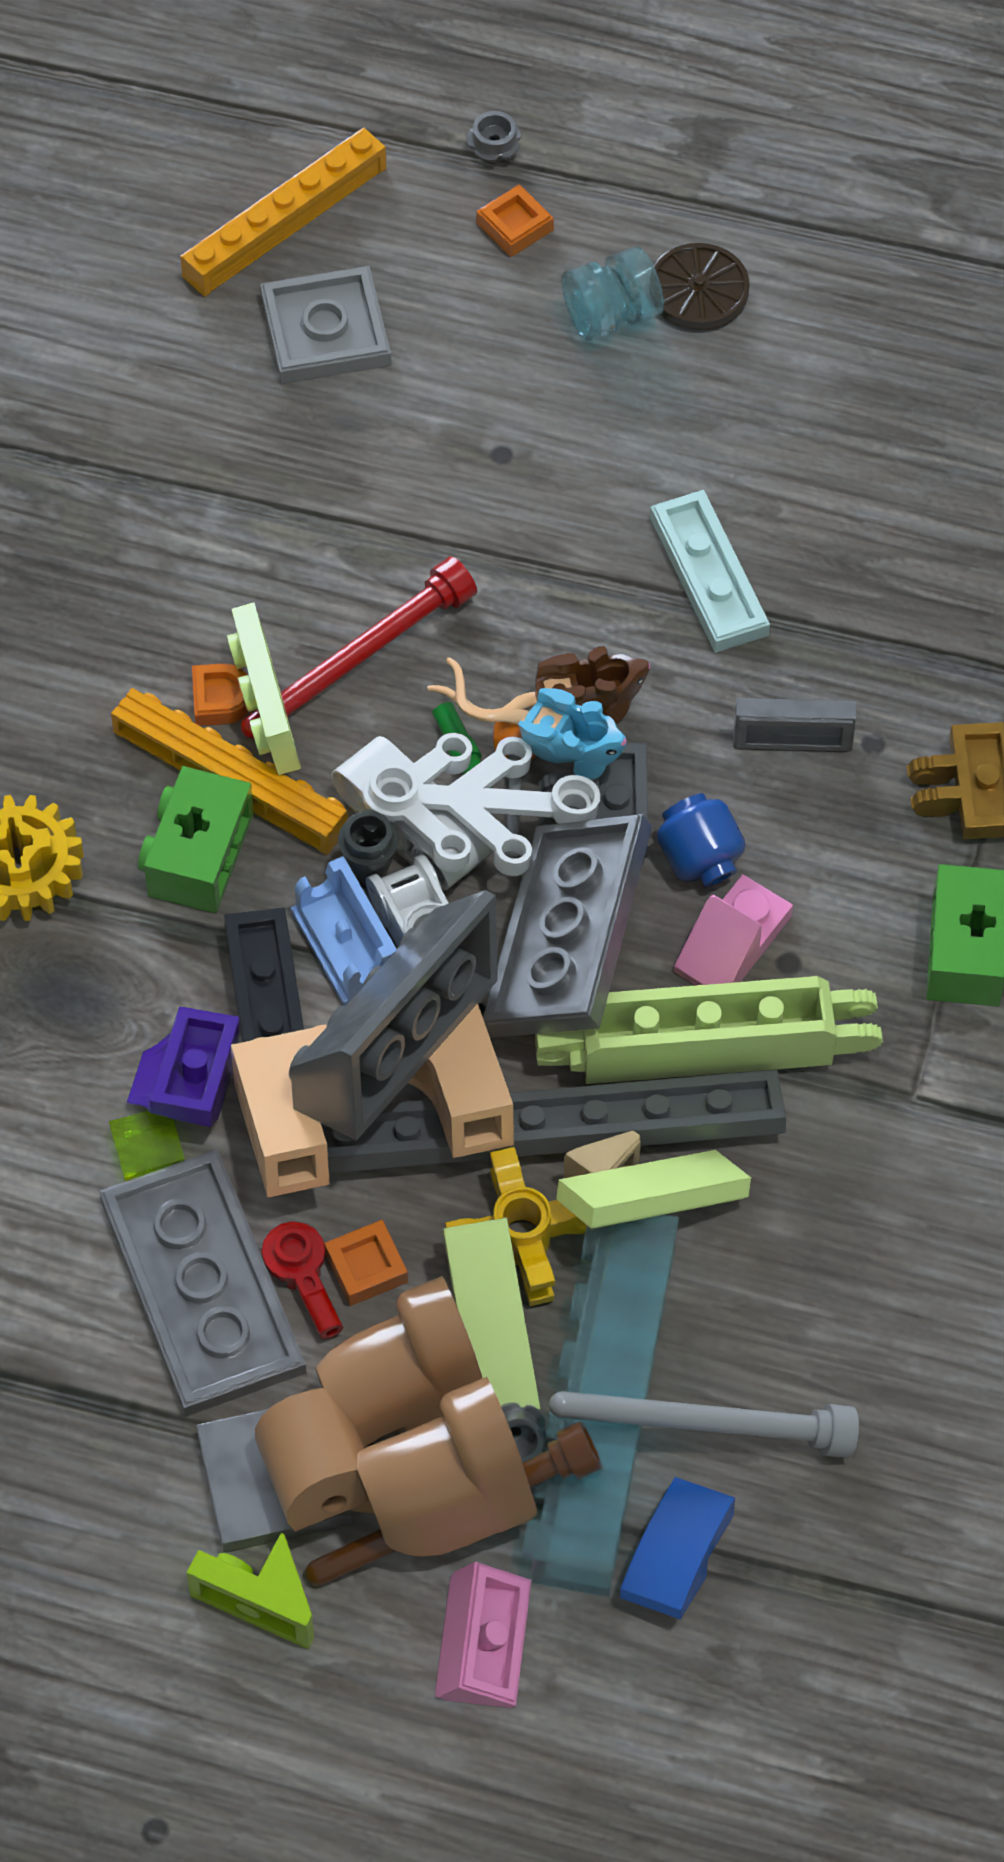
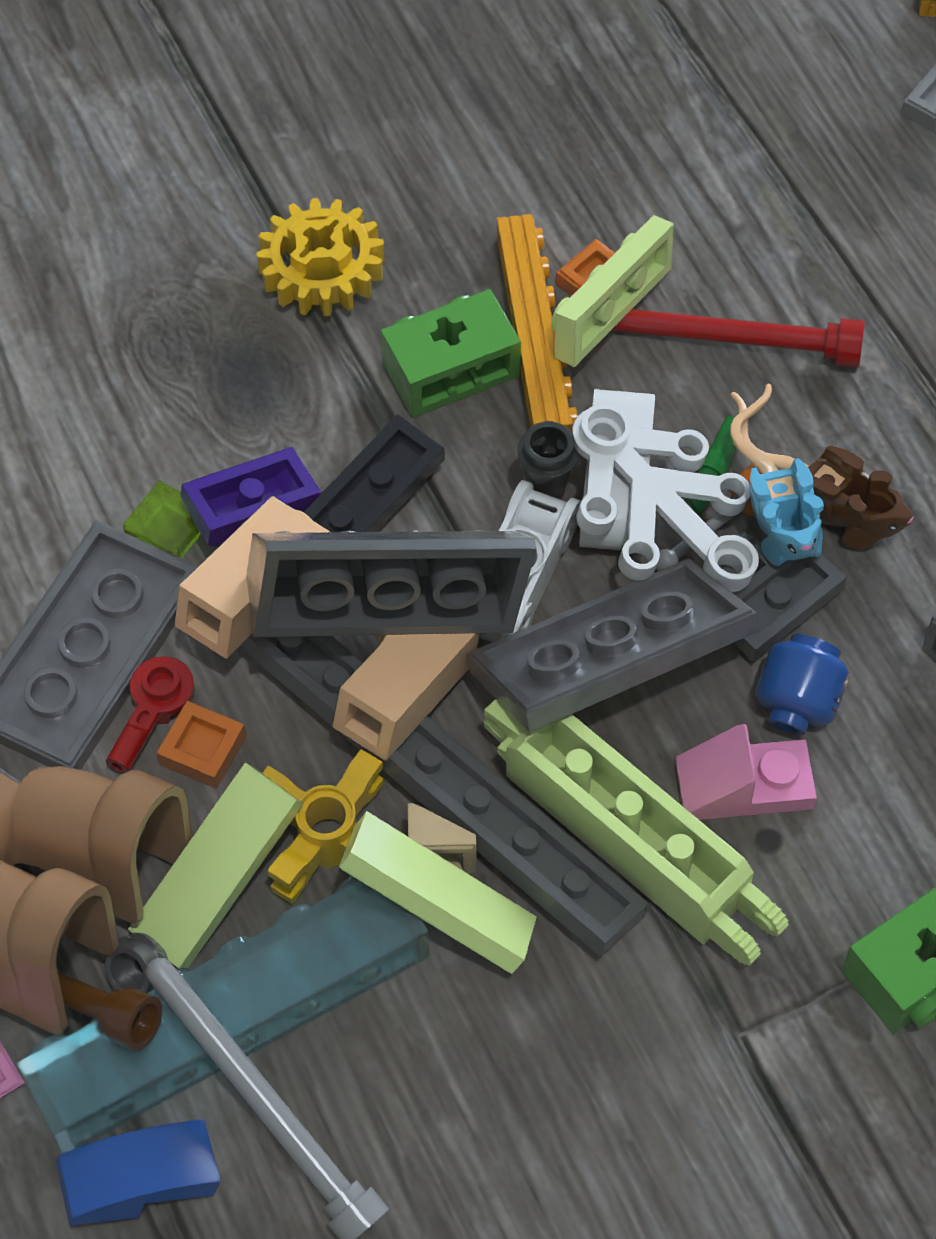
camera: 50 degrees right, 0 degrees up
(341, 929) = (477, 490): light blue hinge -> none

